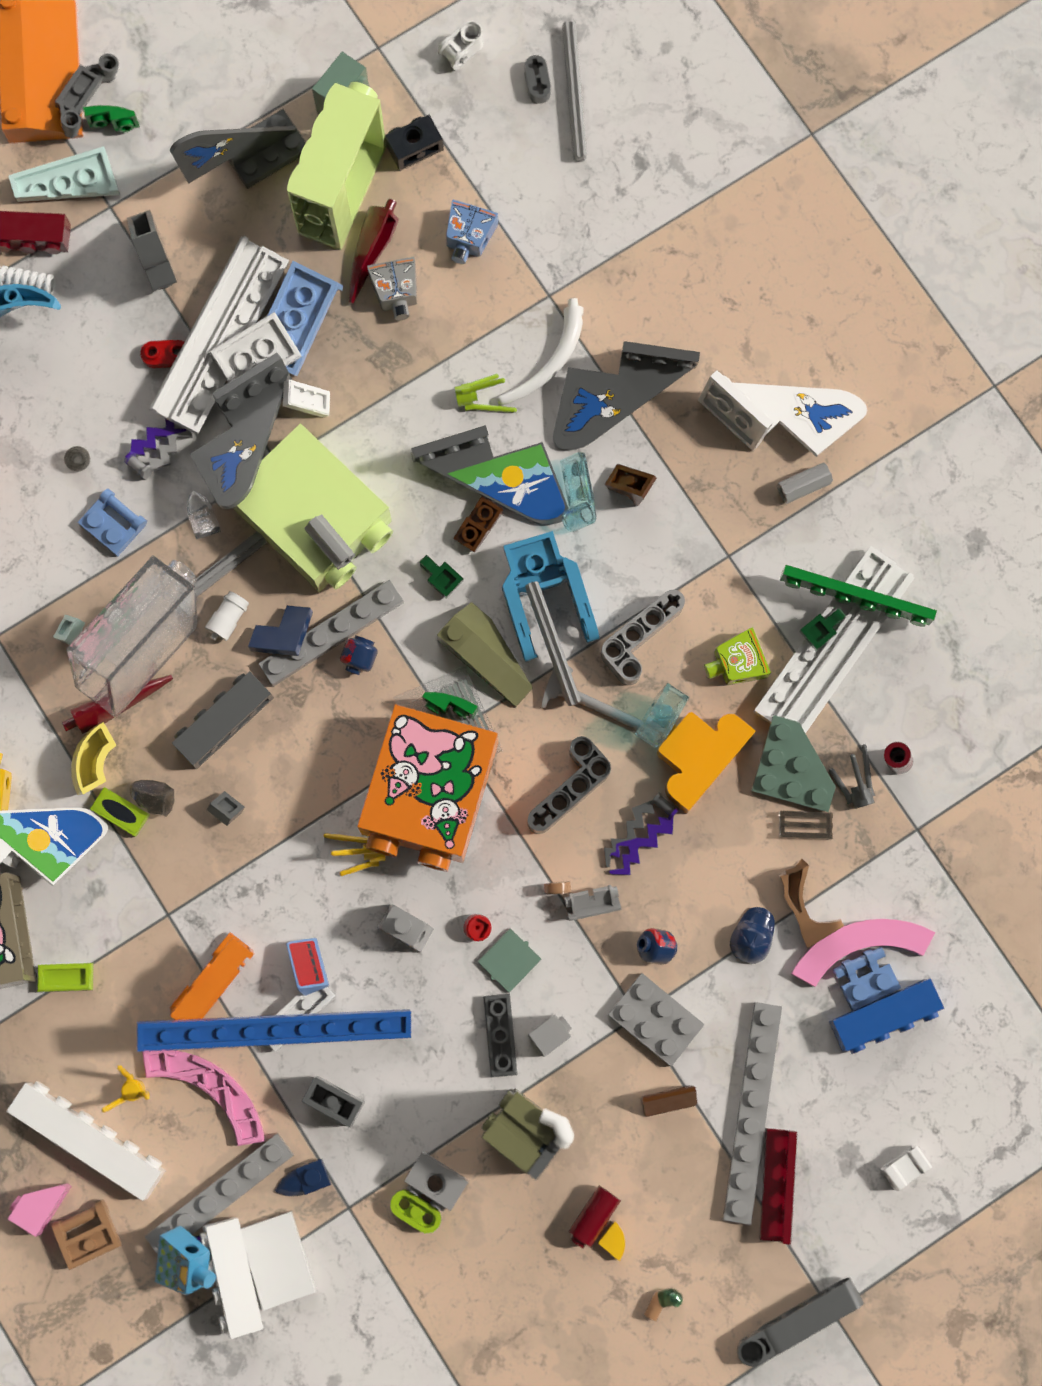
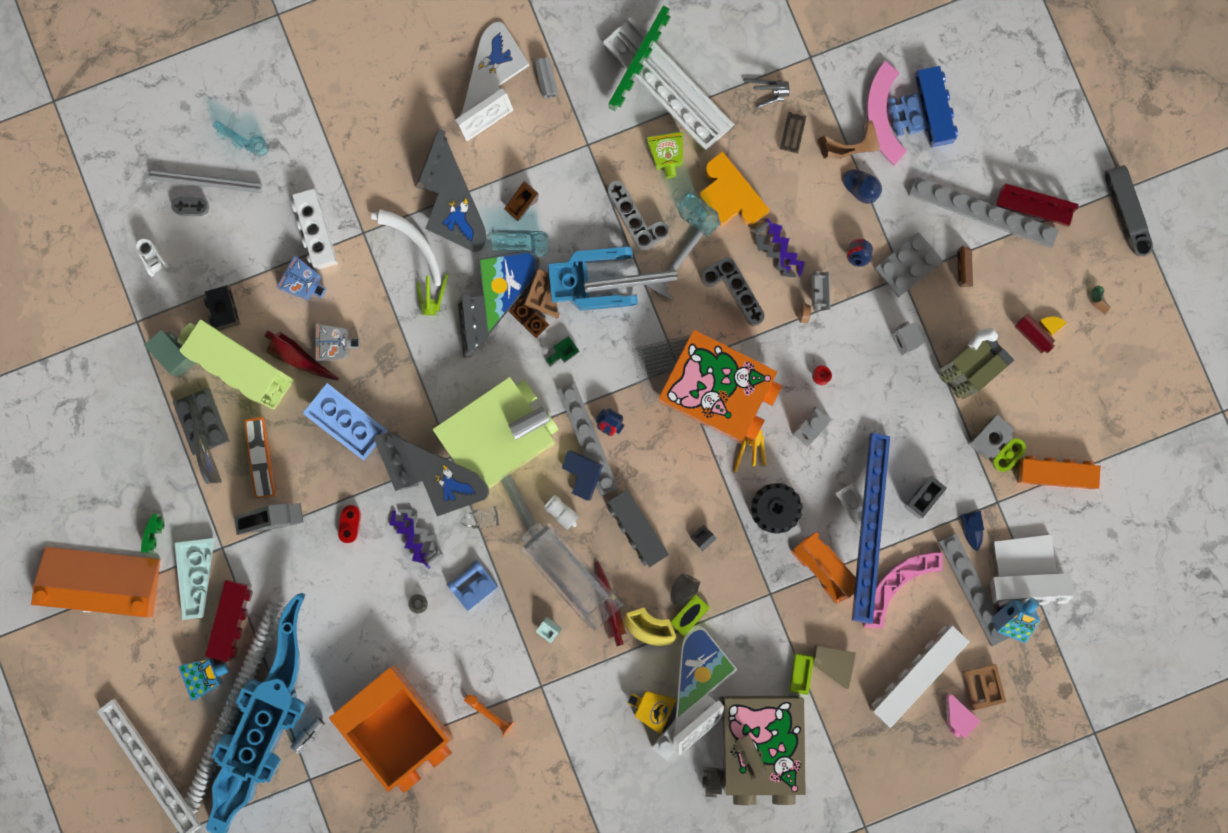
camera: 75 degrees left, 5 degrees up
(81, 89) = (126, 553): dark grey plate -> none
(86, 1020) = (835, 663): none -> dark tan slope
(131, 1090) = (891, 638): yellow plant -> none
(229, 310) = (345, 480): white plate -> none
(231, 225) = (259, 457): none -> slope
(255, 346) = (364, 455): white tile -> none
(297, 903) = (764, 502): none -> black wheel
(306, 398) = (409, 424): white plate -> none
(307, 965) = (827, 498): slope -> none
(401, 1288) = (1059, 473): none -> orange brick
(441, 702) = (658, 368): green slope -> none
(481, 647) = (621, 333): olive wedge -> none
(501, 1053) = (888, 374): dark grey tile -> none
(508, 530) = (540, 295): none -> medium nougat wing
(509, 256) = (326, 256): none -> white brick
(509, 960) = (848, 357): sand green piece -> none
(633, 119) = (239, 141): none -> clear light blue plate
(792, 767) = (751, 132): sand green plate -> none
(821, 630) = (658, 90): dark green plate -> none
(894, 750) = (765, 51): dark red brick -> none
(905, 1168) = (1040, 117): white piece -> none

